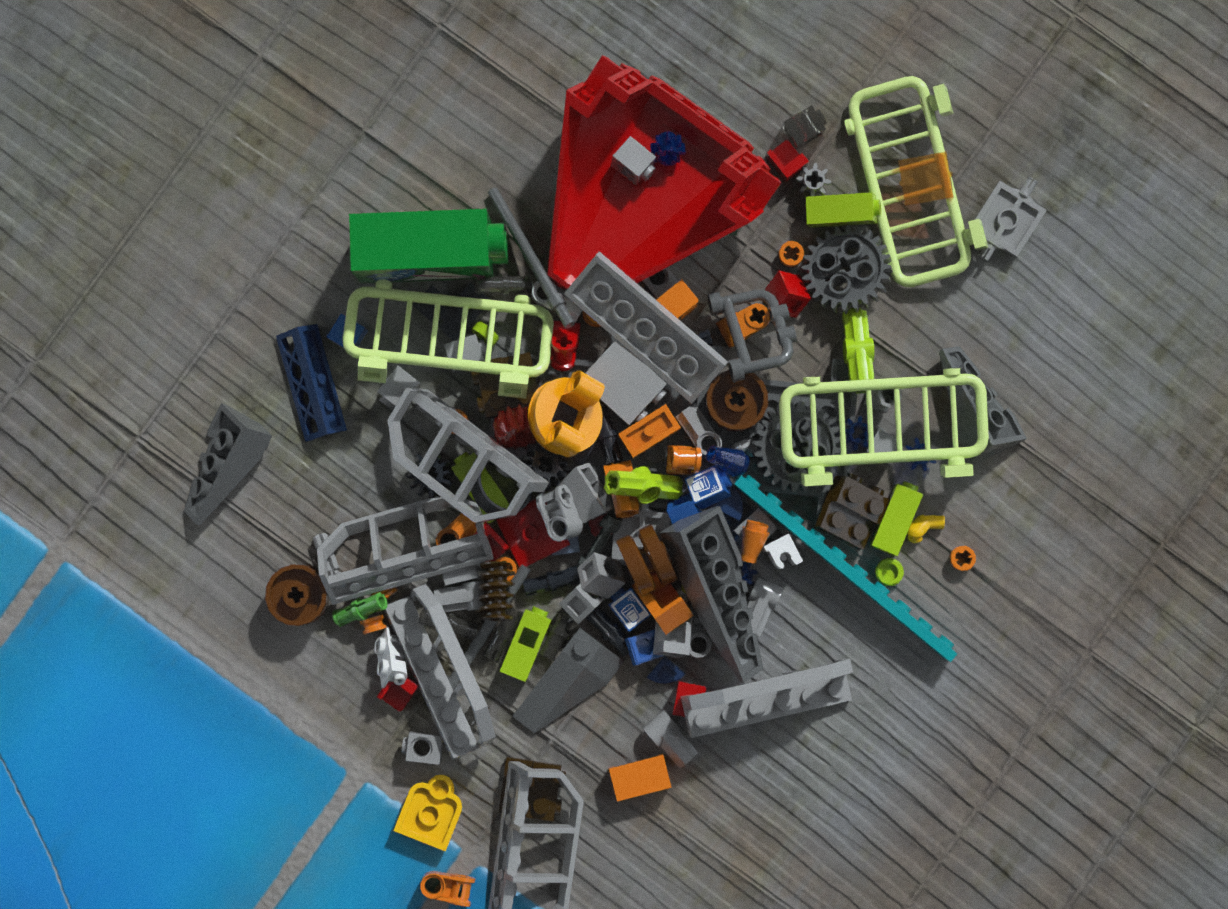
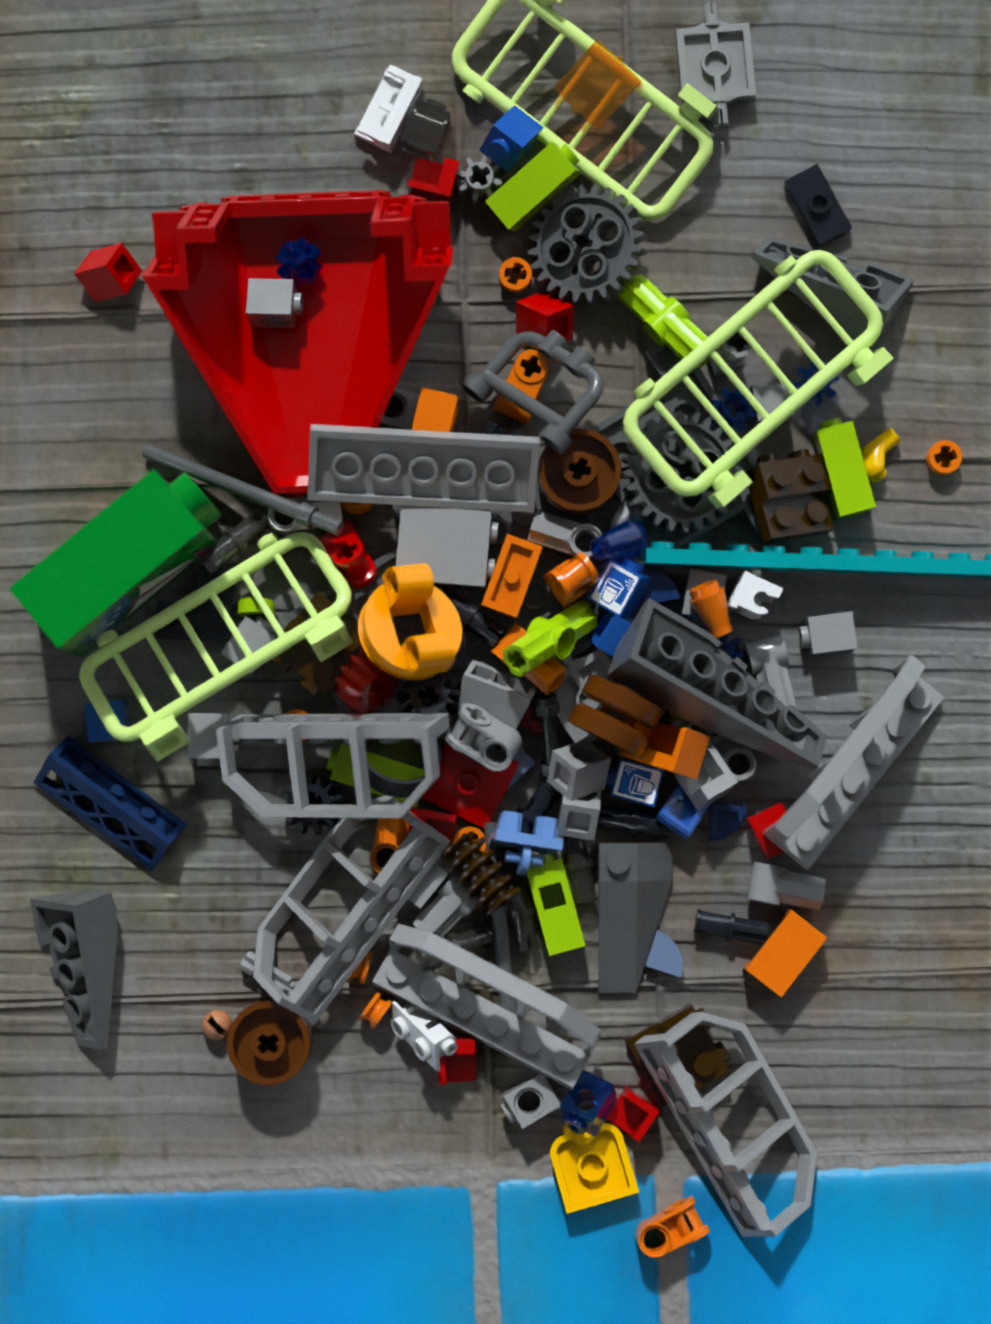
camera: 40 degrees left, 0 degrees up
(279, 561) = (222, 1019): none -> nougat hinge
(359, 609) = (348, 1005): bright green pin -> none
(463, 768) = (593, 1089): none -> clear blue brick
(477, 802) = (633, 1113): none -> red panel
(547, 600) = (542, 840): none -> medium blue hips
(551, 68) = (108, 272): none -> red panel
(568, 724) = (665, 955): none -> sand blue tile
(620, 738) = (731, 927): none -> black axle
(792, 97) = (389, 108): none -> white hinge
(811, 609) = (828, 633): none -> light grey brick
(850, 171) = (511, 138): none -> blue brick
(889, 572) = (878, 531): lime tile -> none
(1004, 350) = (817, 205): none -> black plate

